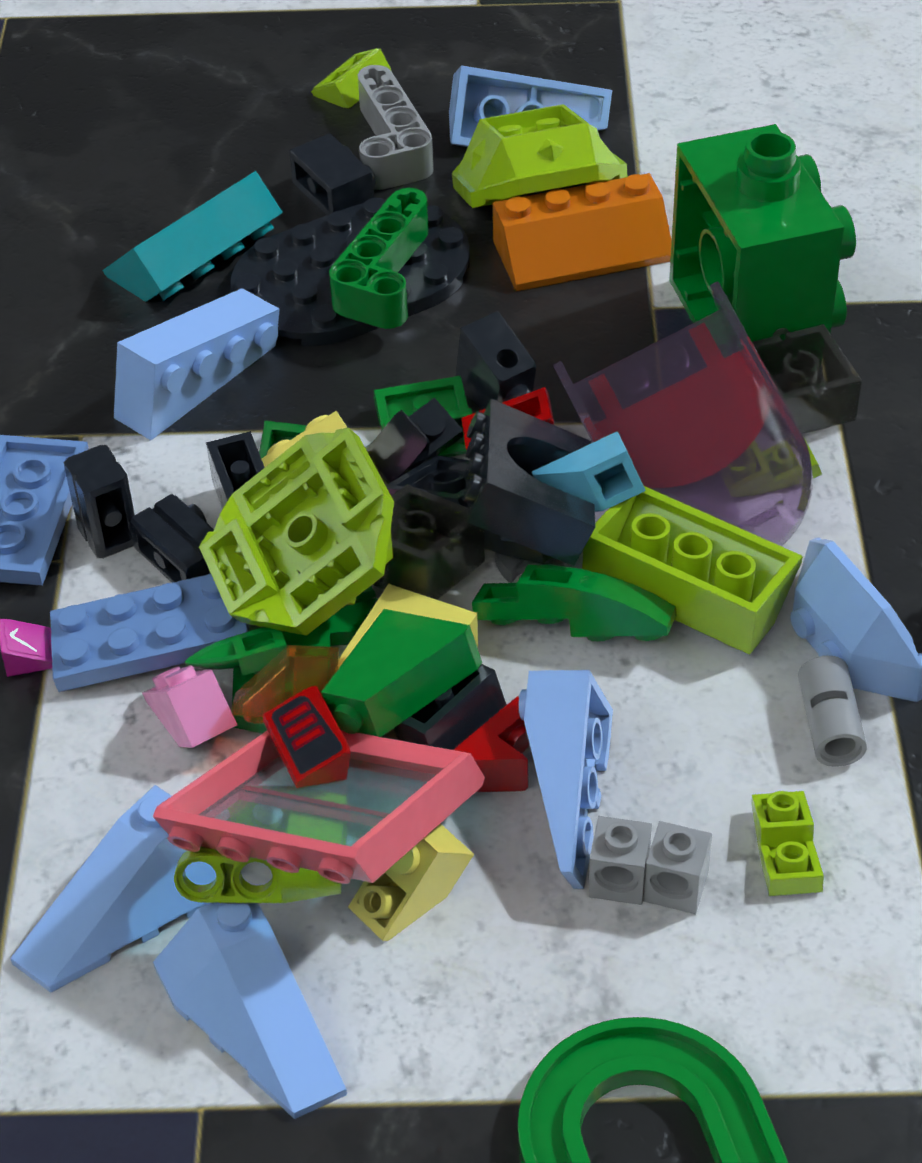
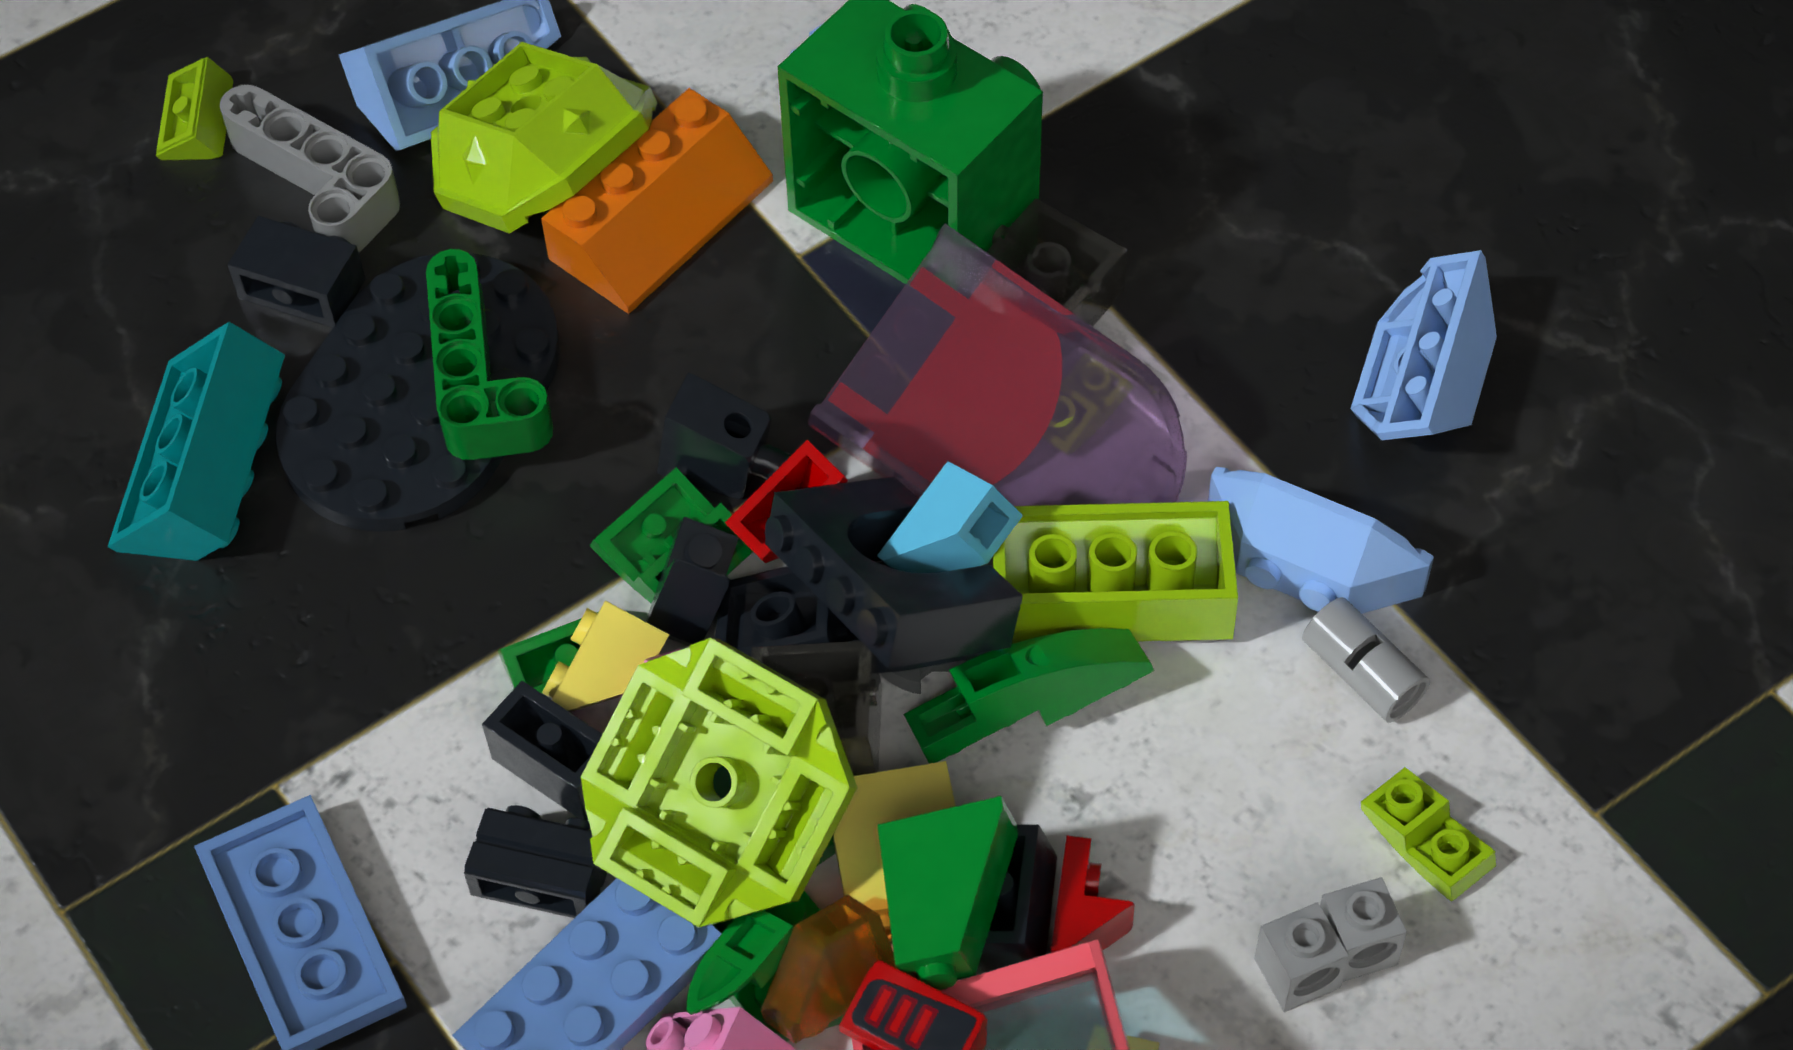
camera: 35 degrees left, 10 degrees up
(100, 500) = (410, 865): black brick -> none
(189, 358) = (344, 616): light blue wedge -> none
(569, 742) = (1158, 860): light blue wedge -> none

